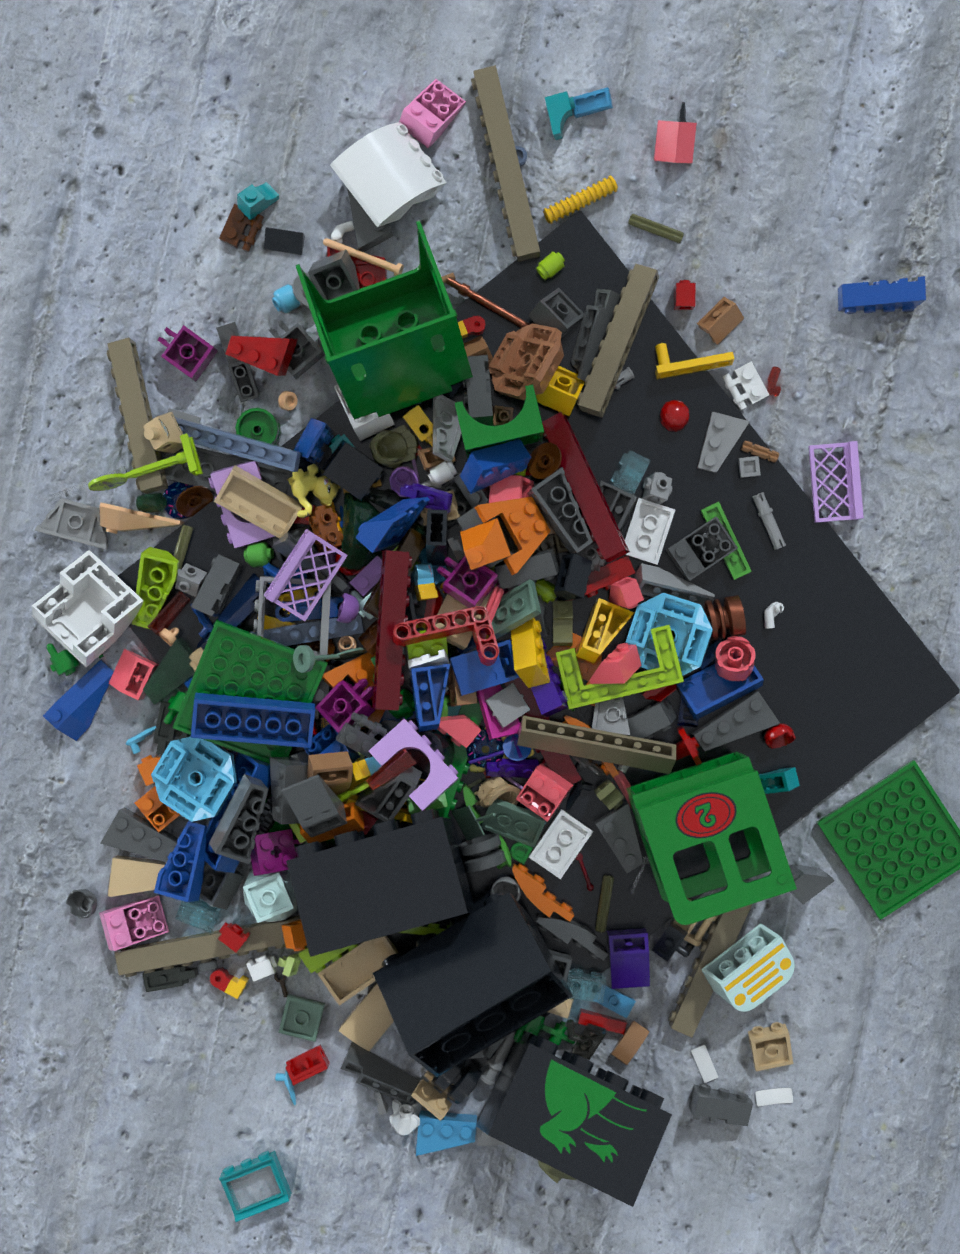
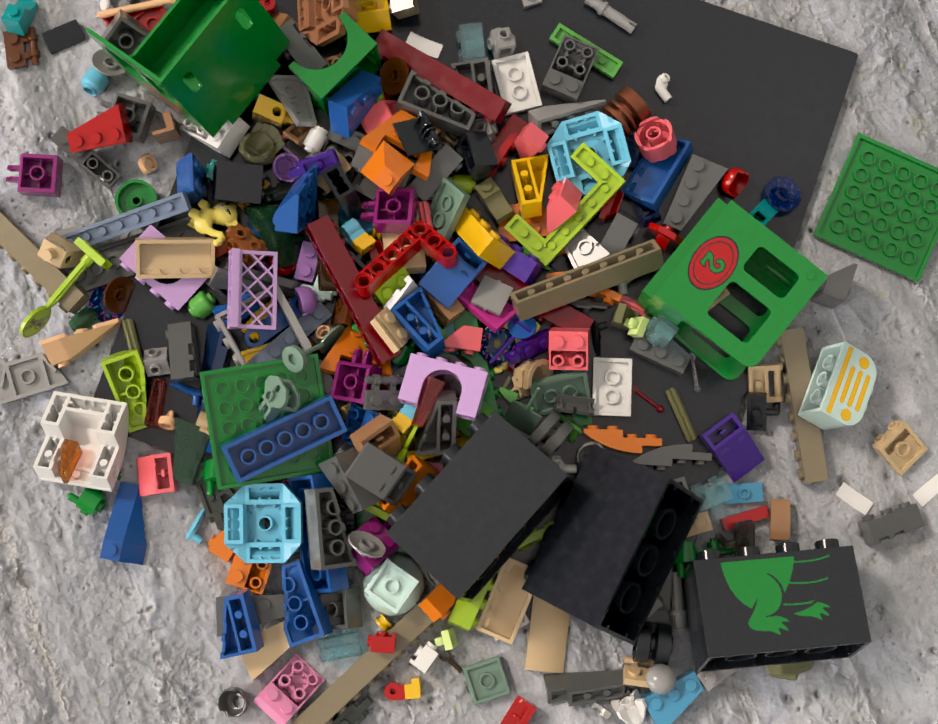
camera: 30 degrees left, 5 degrees down
(68, 615) = (69, 458): none -> clear orange slope
(123, 850) = (241, 625): none -> blue wedge
(246, 917) = (383, 623): none -> yellow bush
(267, 854) = (366, 544): none -> light grey dish
(268, 684) = (277, 397): none -> sand green hinge
(326, 385) = (169, 133): none -> medium nougat panel
(400, 685) = (390, 330): none -> tan plate
(443, 1113) = (661, 679): none -> light grey hair
(475, 884) = (569, 469): none -> white arm
(515, 838) = (574, 404): none -> dark grey hinge
(529, 531) = (418, 135): none -> black hinge
(590, 446) = (424, 45): none -> white sticker
(613, 810) = (636, 326): none -> yellowish green tile
(629, 830) = (660, 331): none -> clear light blue brick
(821, 773) = (787, 189): none -> clear blue dish

